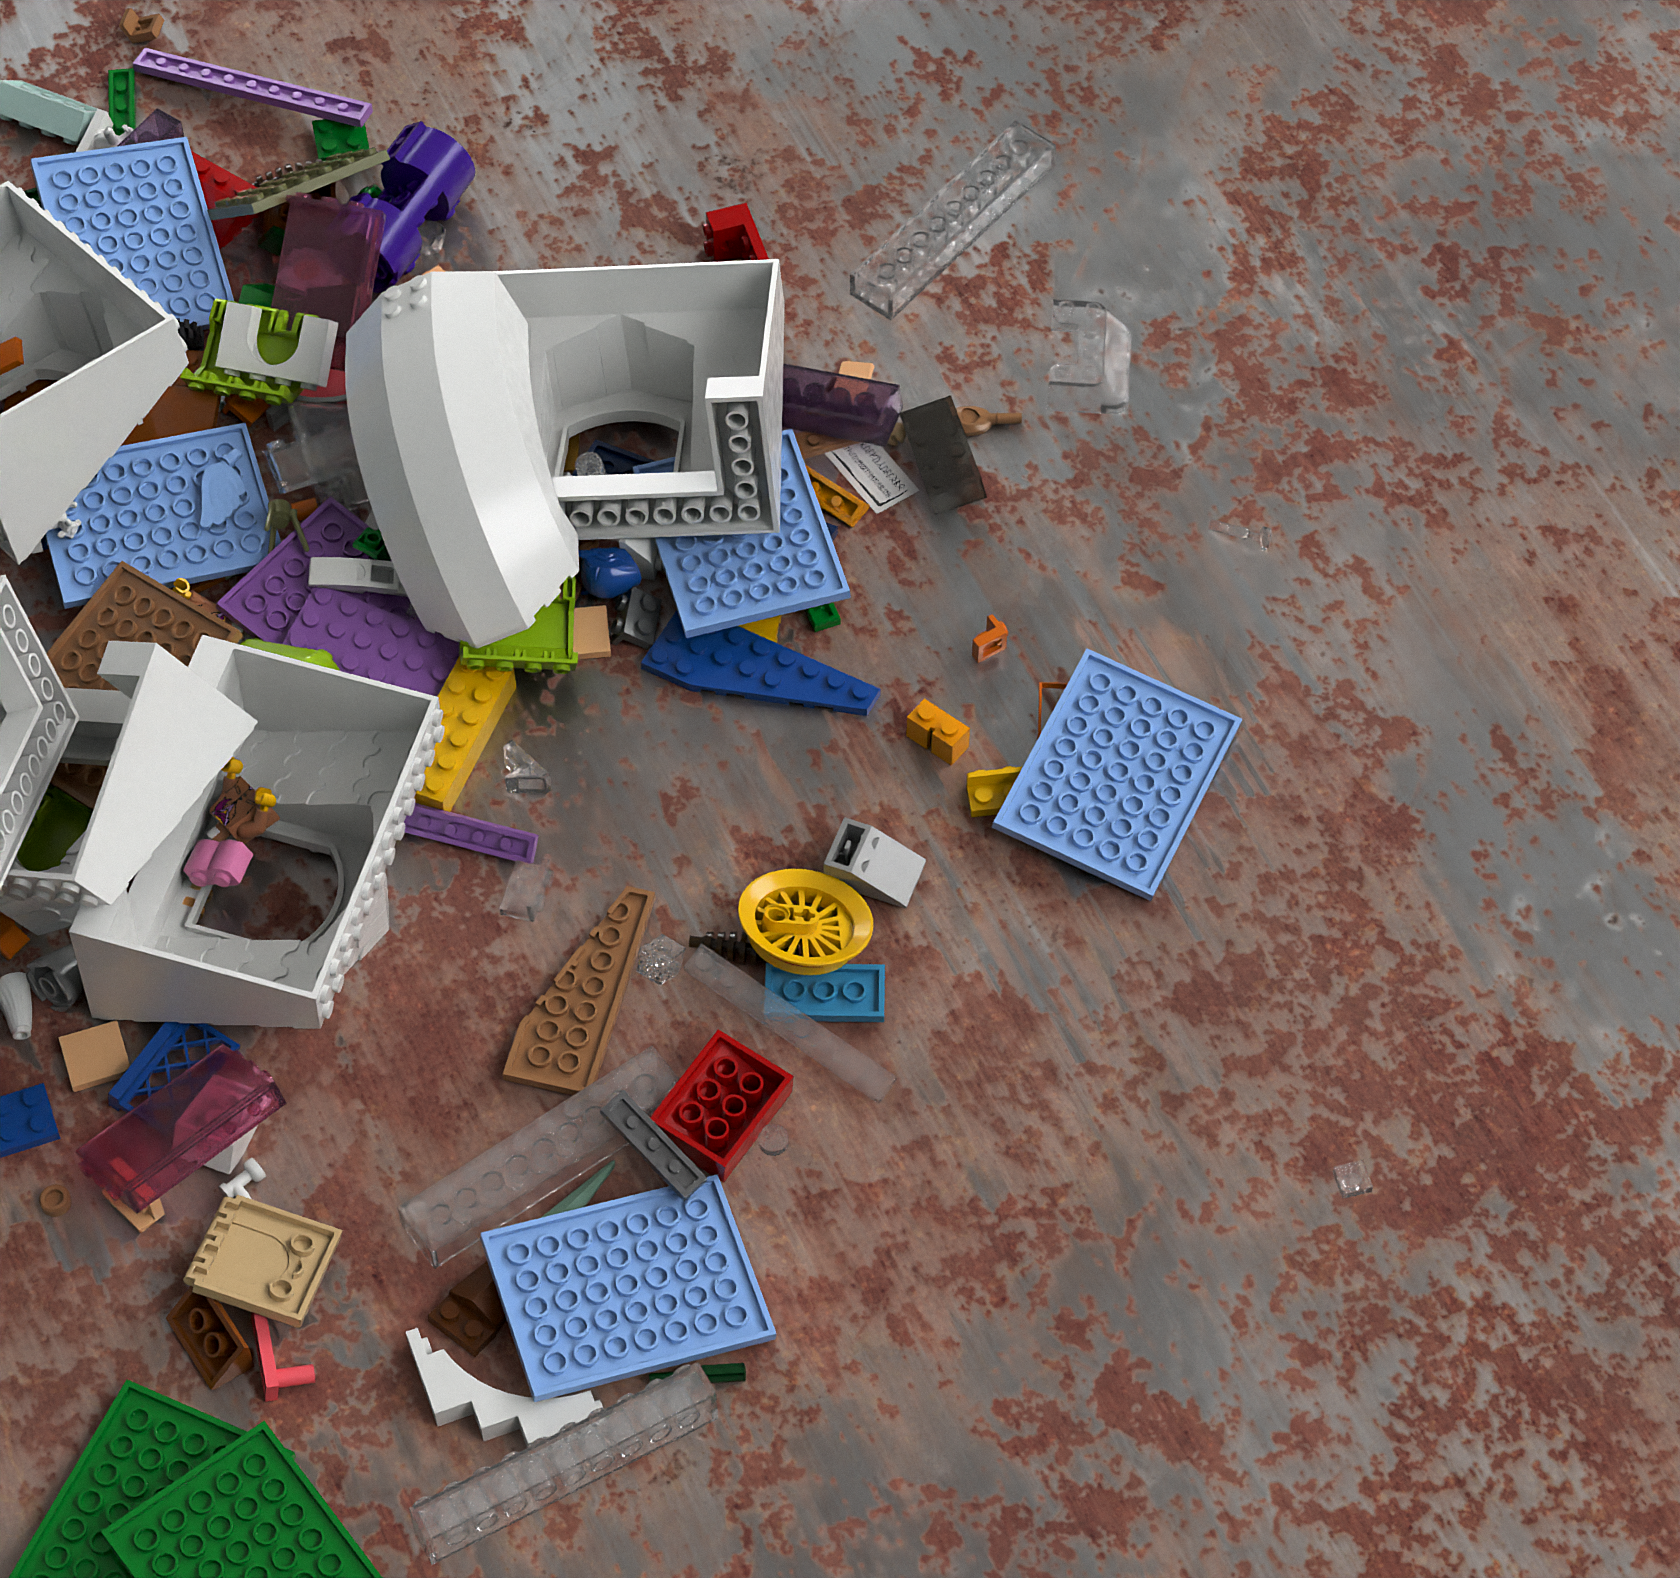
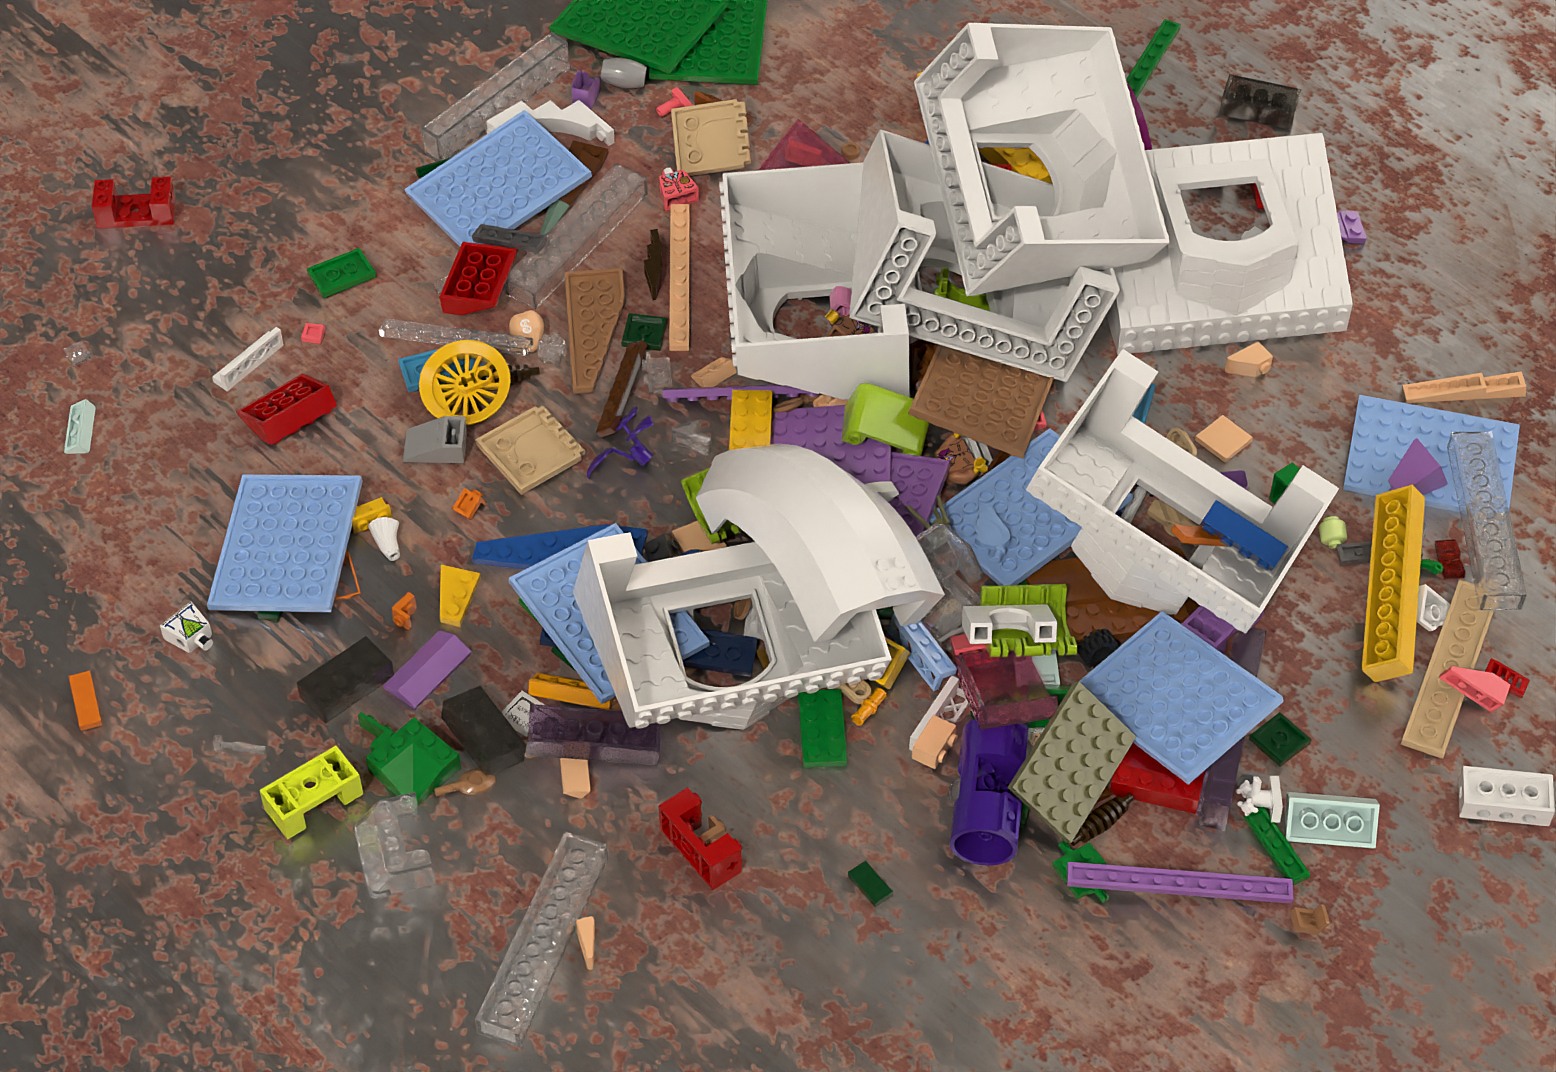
camera: 160 degrees right, 5 degrees down
(336, 1459) = (623, 73): none -> light grey piece
(358, 1200) = (677, 188): none -> coral torso
(401, 1437) = (582, 82): none -> medium lavender piece
(421, 1051) = (679, 277): none -> light nougat plate
(448, 874) = (714, 372): none -> light nougat slope
(454, 1063) = (653, 264): none -> dark brown slope
(515, 969) = (645, 328): none -> dark green tile
(575, 191) = (870, 883): none -> dark green tile
(586, 877) = (621, 388): none -> reddish brown plate
(592, 462) = (726, 585): clear wheel -> none
(597, 740) = (638, 450): none -> dark purple plant
(684, 1006) = (527, 325): none -> light nougat piece
(746, 824) = (530, 448): none -> tan hinge
(855, 765) = (468, 503): none -> orange bracket
(906, 207) = (586, 934): none -> light nougat slope
(915, 653) = (456, 593): none -> yellow wing
(921, 1205) = (341, 272): none -> green plate
(949, 735) = (420, 537): light orange piece -> none
(983, 748) = (385, 535): none -> white piece
(984, 569) = (428, 669): none -> medium lavender slope
(992, 1115) = (313, 333): none -> coral tile
(1036, 451) = (413, 761): none -> green slope
(1062, 489) = (371, 725): none -> green bracket
(1066, 989) = (288, 408): none -> red slope
(1089, 569) = (345, 679): none -> clear smoke brick
(1099, 1090) = (249, 359): none -> white fence
(1139, 433) = (289, 799): none -> neon yellow plate
(1182, 1431) = (116, 210): none -> red plate
(1273, 694) = (188, 629): none -> white torso
(1368, 1055) = (80, 427): none -> light aqua slope
(1420, 648) = (85, 700): none -> orange tile

